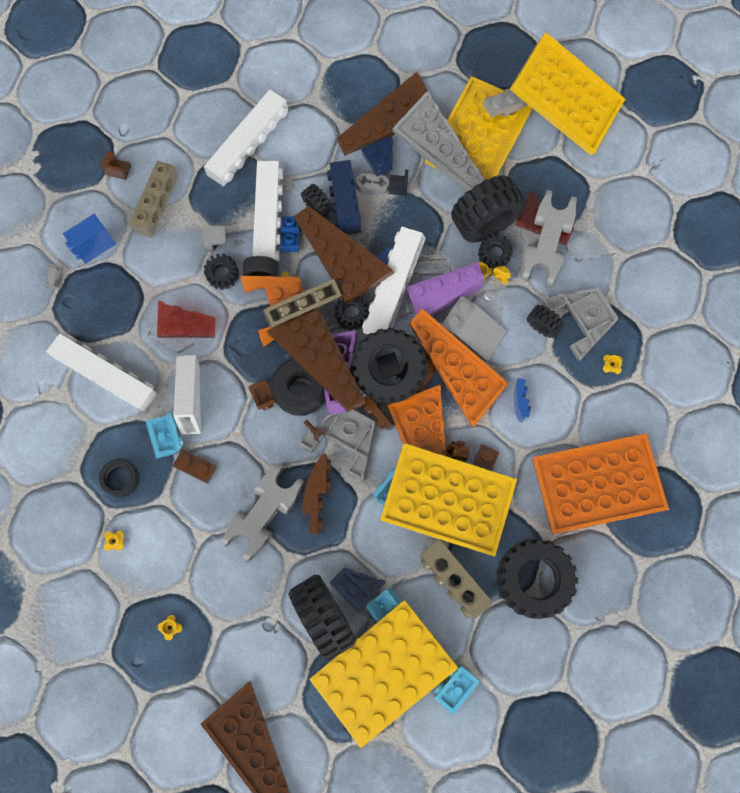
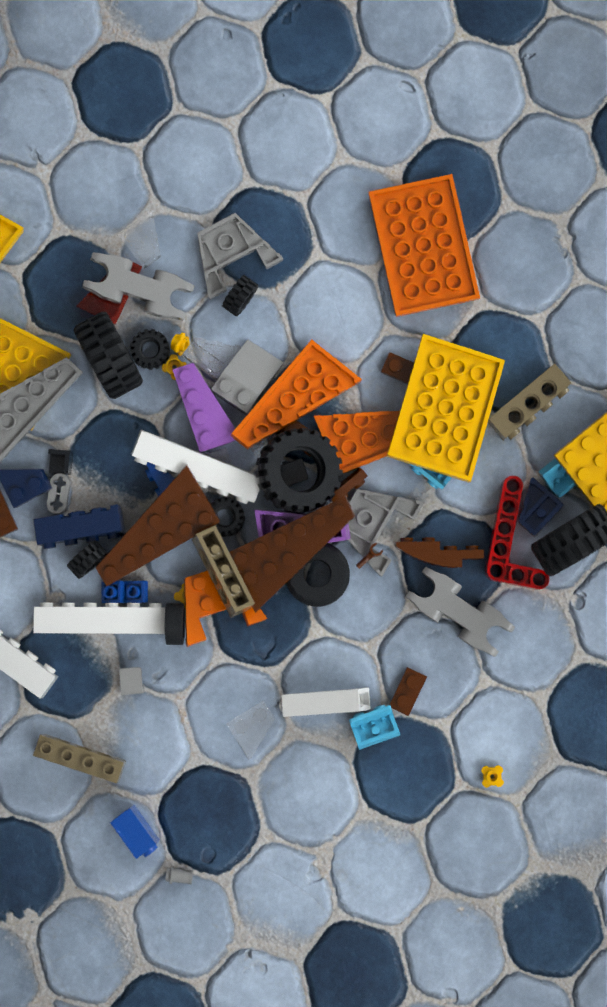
camera: 90 degrees left, 10 degrees up
(102, 373) = (300, 804): white brick -> none
(108, 468) = (419, 791): black tyre -> none
(115, 167) = (32, 810): reddish brown panel -> none
(163, 627) = (577, 708): yellow plate -> none
(180, 323) = (242, 713): clear red wing -> none
(221, 281) = (164, 682): black tyre -> none
(262, 395) = (326, 617): reddish brown bracket -> none
(327, 555) = (506, 540): none -> red beam
(432, 262) = (163, 420): clear wing -> none
(457, 451) = (391, 397): reddish brown gear -> none
(521, 404) = (339, 325): blue slope -> none
(563, 573) = (546, 295): black tyre -> none
(617, 360) = (291, 227): yellow plate -> none

